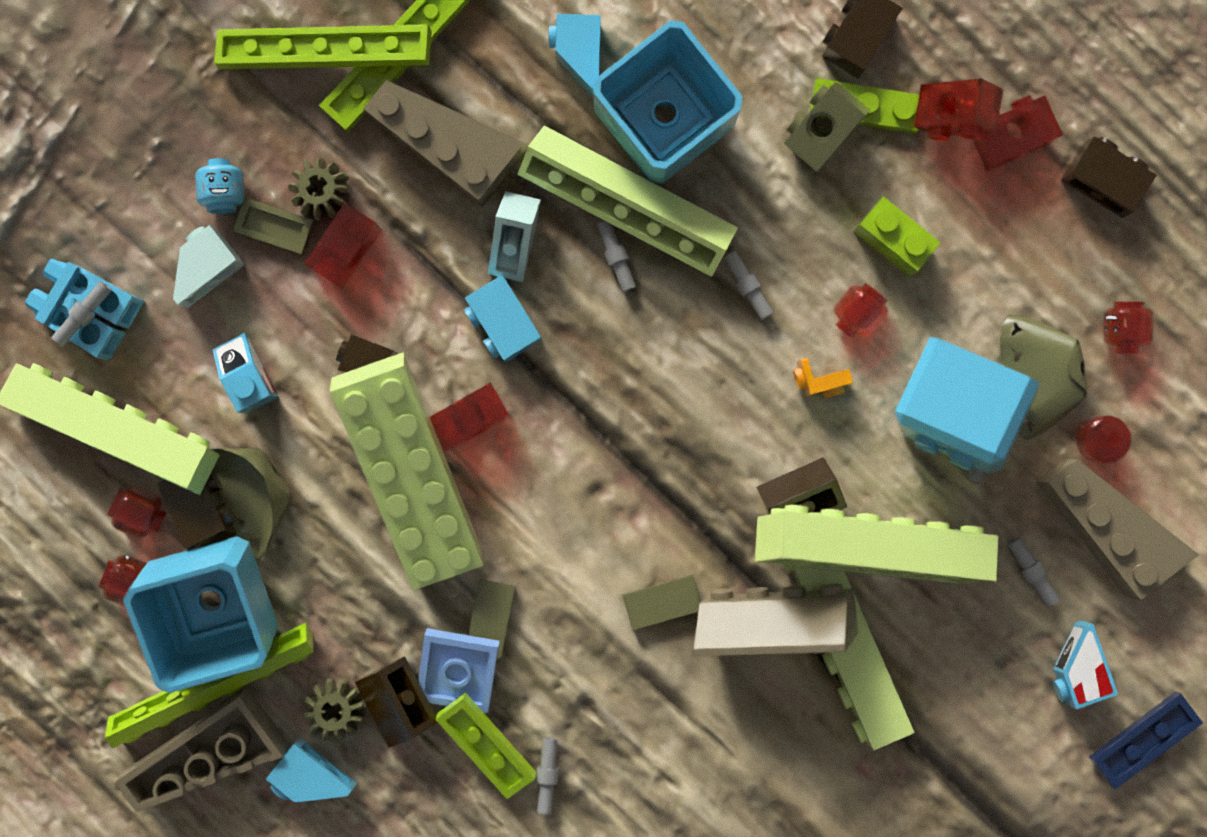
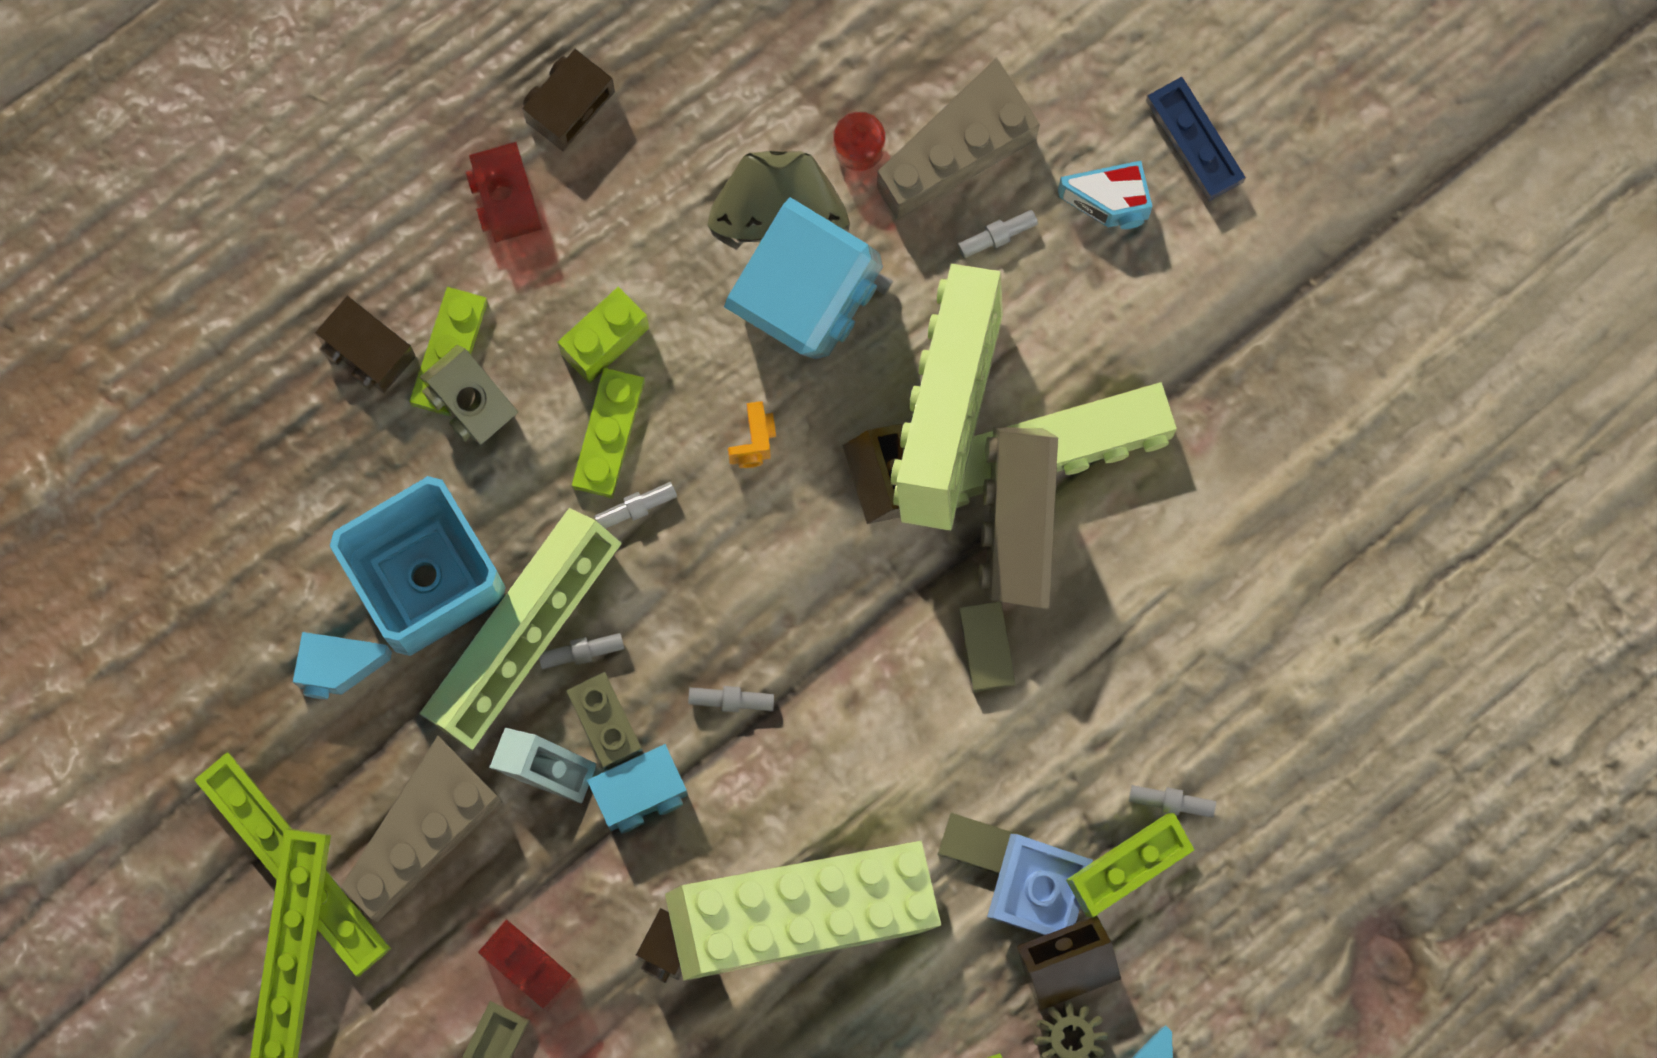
camera: 90 degrees left, 10 degrees down
(307, 189) = (448, 1000): olive gear -> none
(469, 417) = (745, 834): clear red brick -> none
(555, 283) = (605, 721): none -> olive brick
(590, 388) = (731, 699): none -> light grey bar
(810, 253) = (608, 433): none -> lime plate
(860, 310) = (681, 384): clear red head -> none
(958, 109) = (469, 228): clear red brick -> none
(1128, 326) = (738, 99): clear red head -> none

